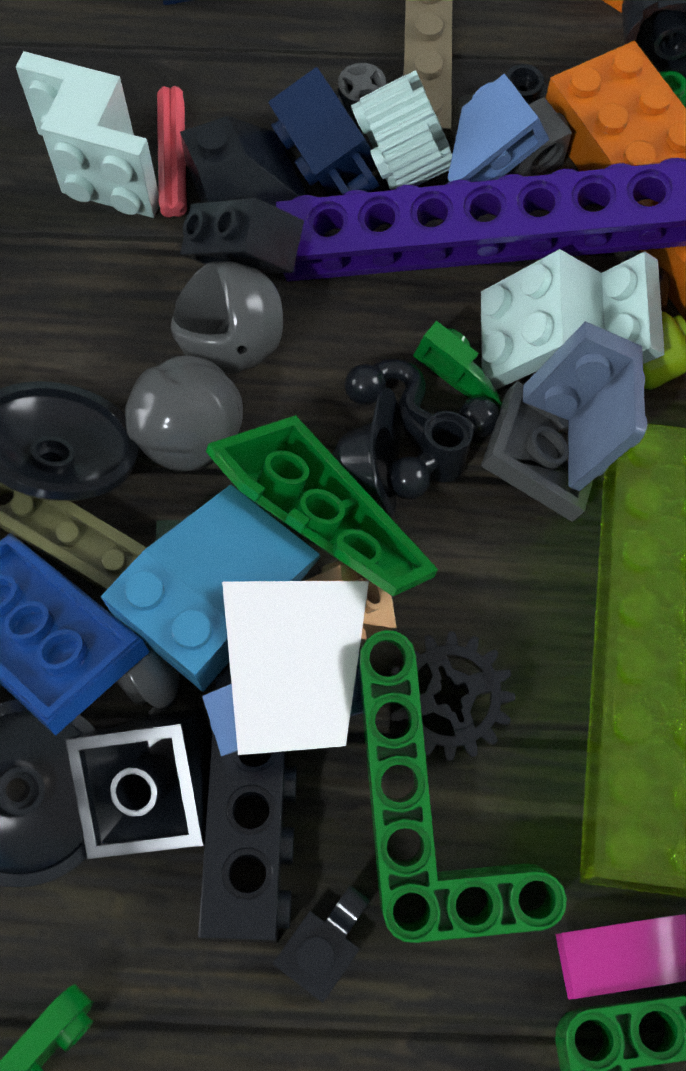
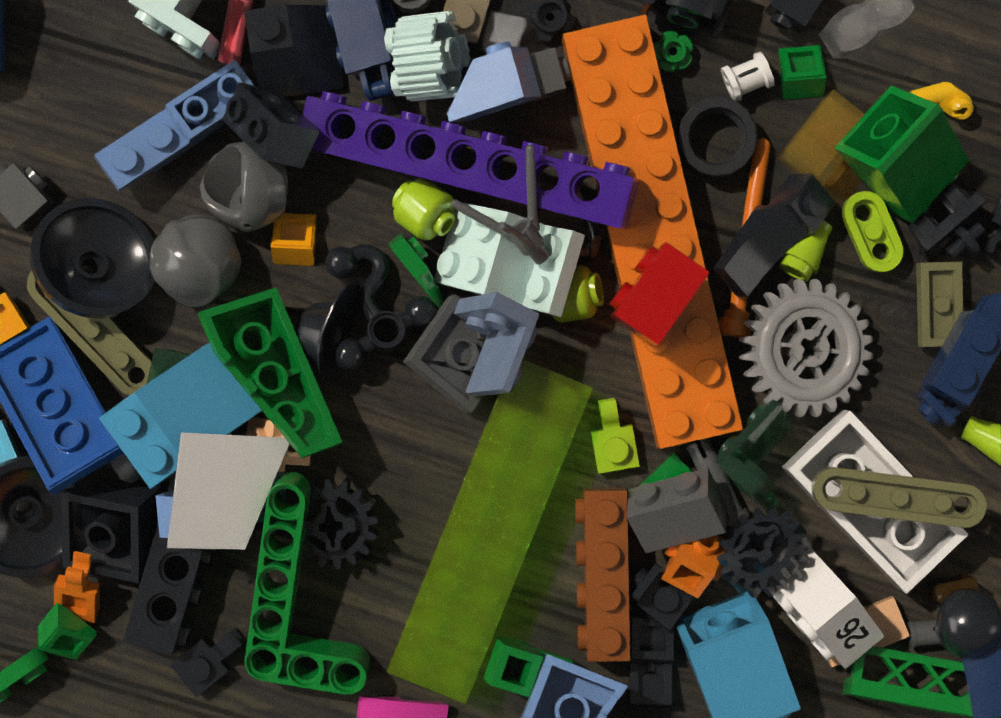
camera: 10 degrees right, 20 degrees up
(109, 956) = (64, 633): none -> green slope
(112, 891) = (75, 590): none -> orange plate
(120, 294) = (173, 130): none -> medium blue slope
(299, 379) = (294, 239): none -> light orange slope
(448, 294) = (423, 209): none -> lime head
(592, 260) = (524, 232): none -> dark grey plant

